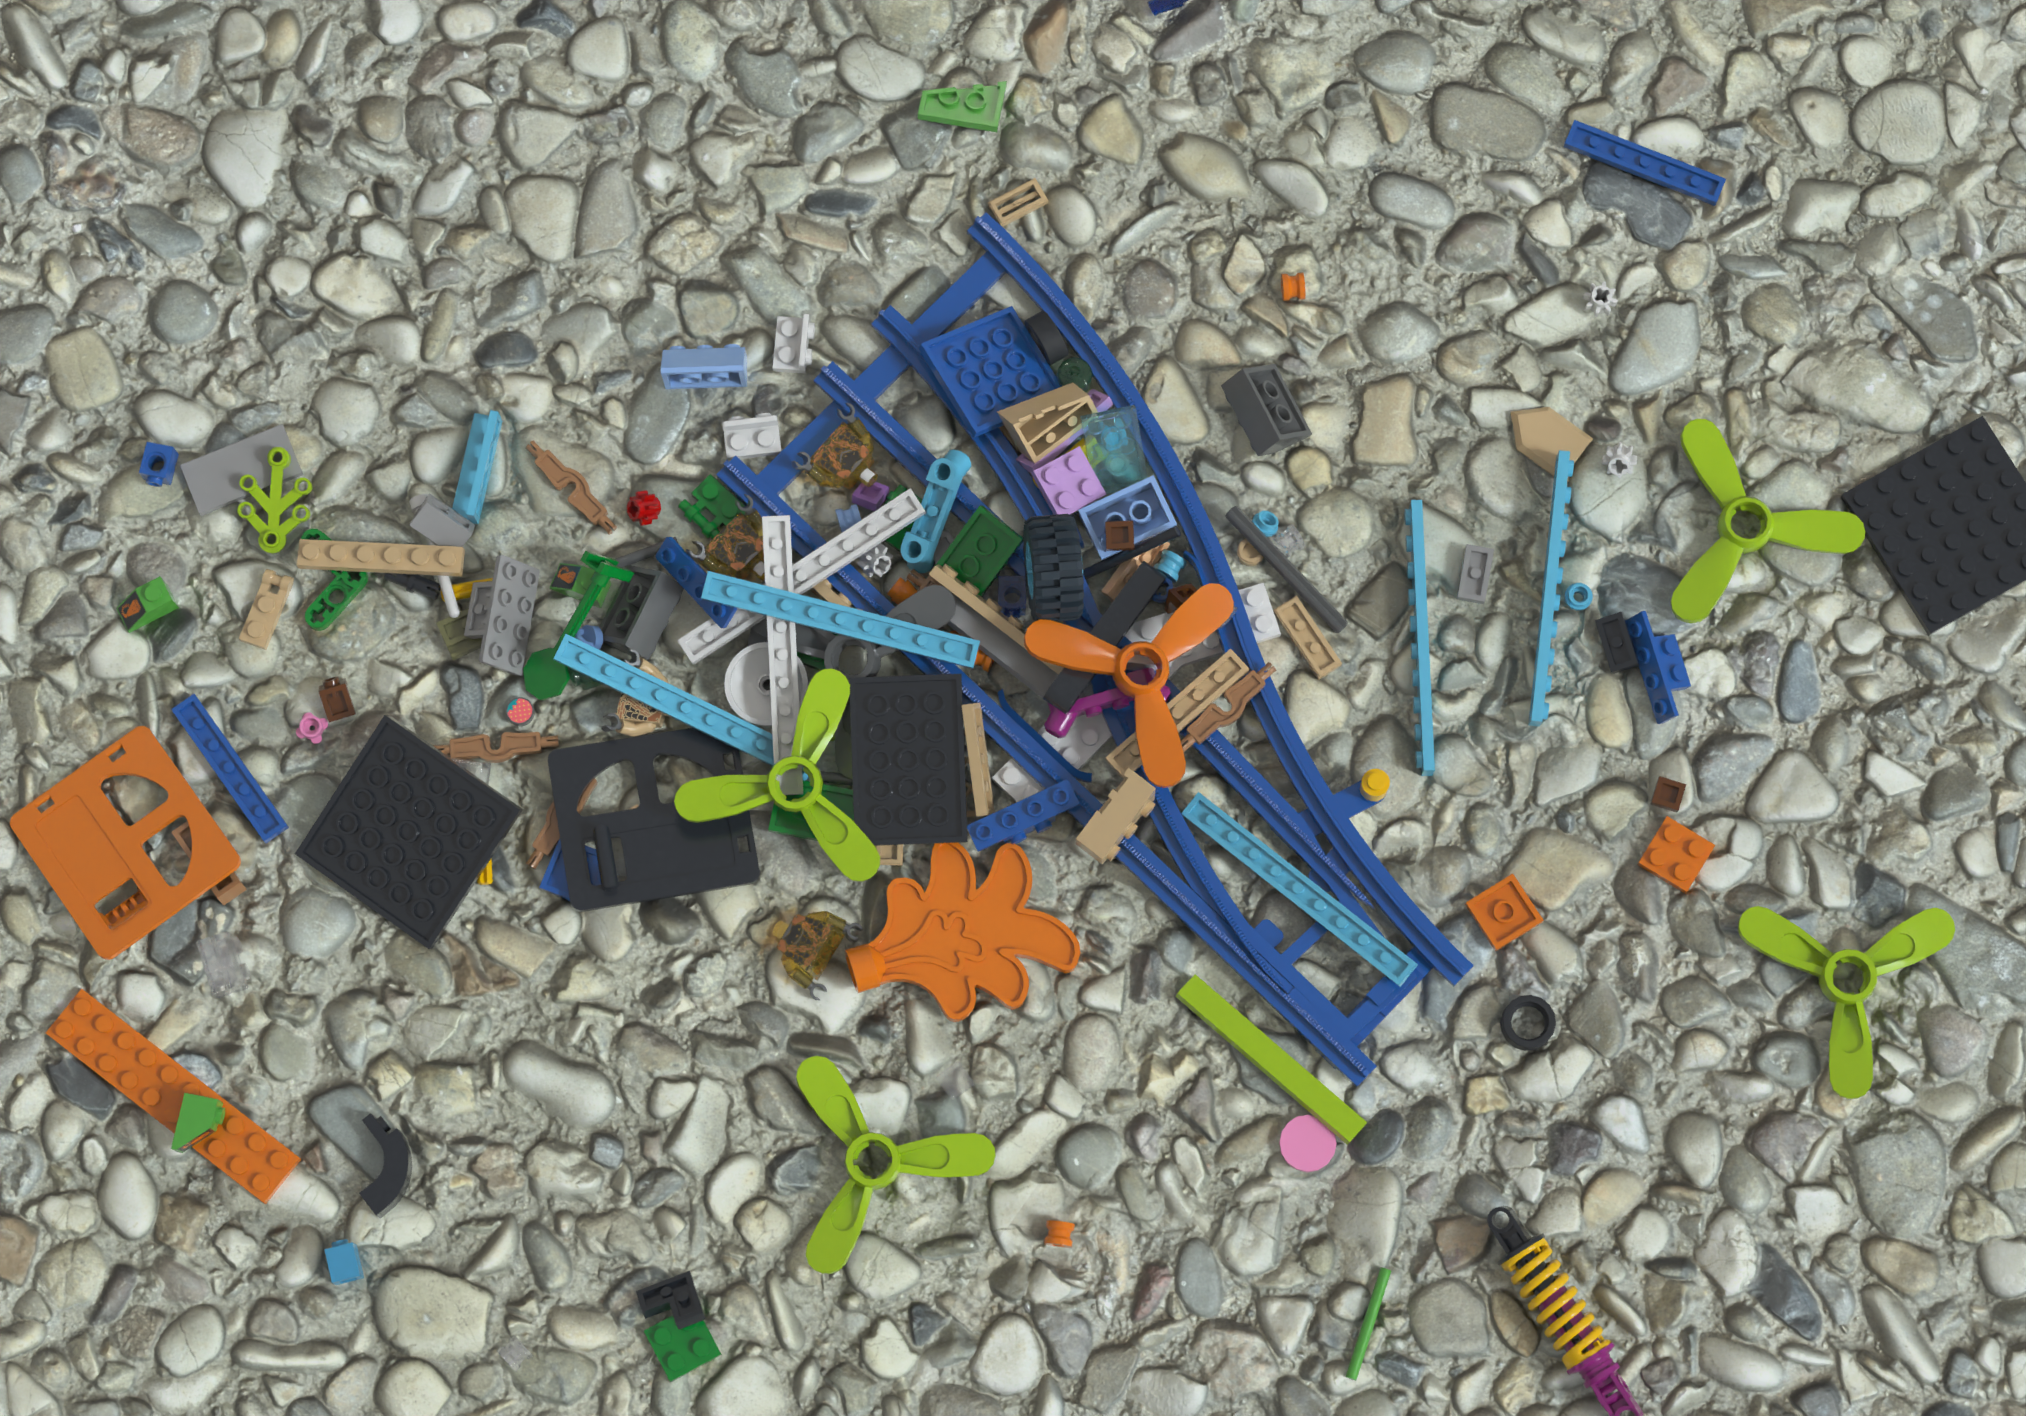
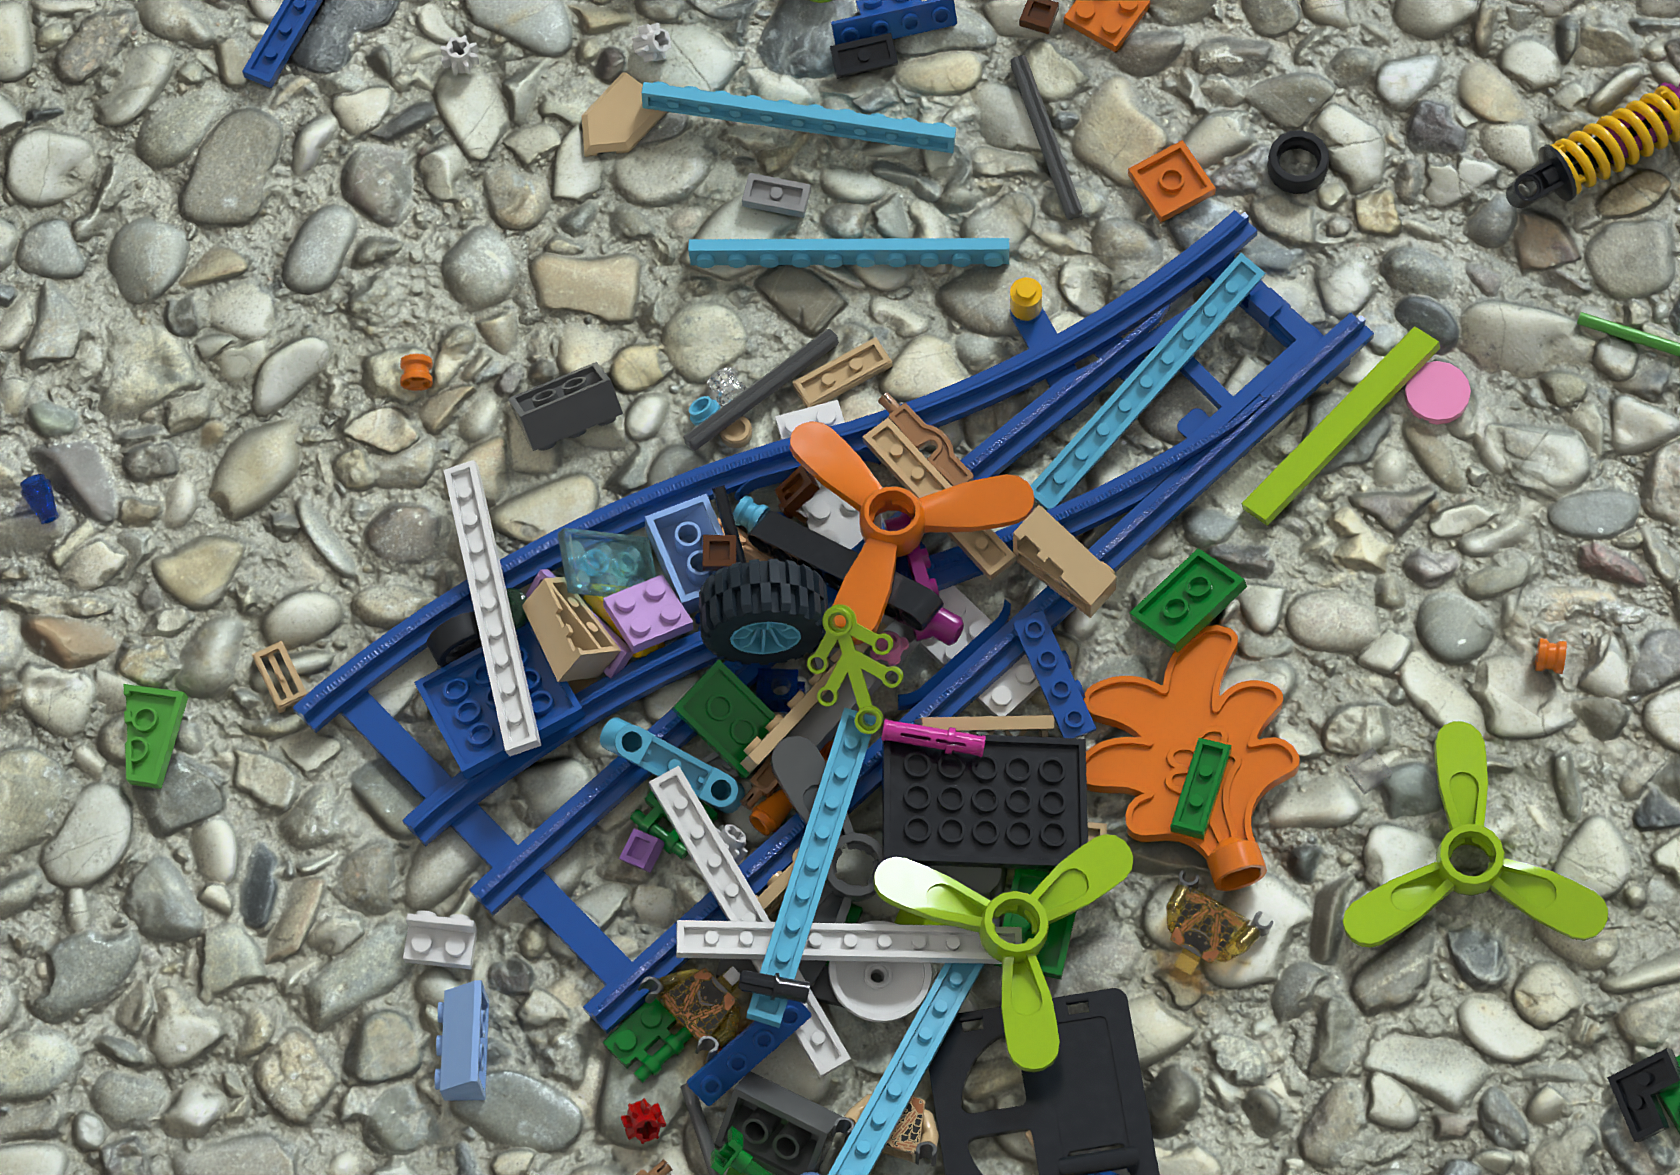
camera: 85 degrees left, 10 degrees down
(728, 589) = (774, 986): none -> black axle
(752, 436) = (558, 992): white bracket -> none
(843, 456) = (591, 878): torso -> none
(848, 517) = (673, 875): light blue wheel -> none
(927, 937) = (1201, 788): none -> green tile
(953, 716) = (933, 737): none -> dark pink pin
(1006, 642) = (853, 662): none -> lime plant
(1040, 671) = (893, 656): none -> bright pink plate
(1066, 356) = (492, 608): none -> white plate
(1100, 928) = (1188, 600): none -> green plate
(1545, 803) = (1046, 137): none -> dark grey axle
(1582, 589) = (804, 86): medium azure plate -> none

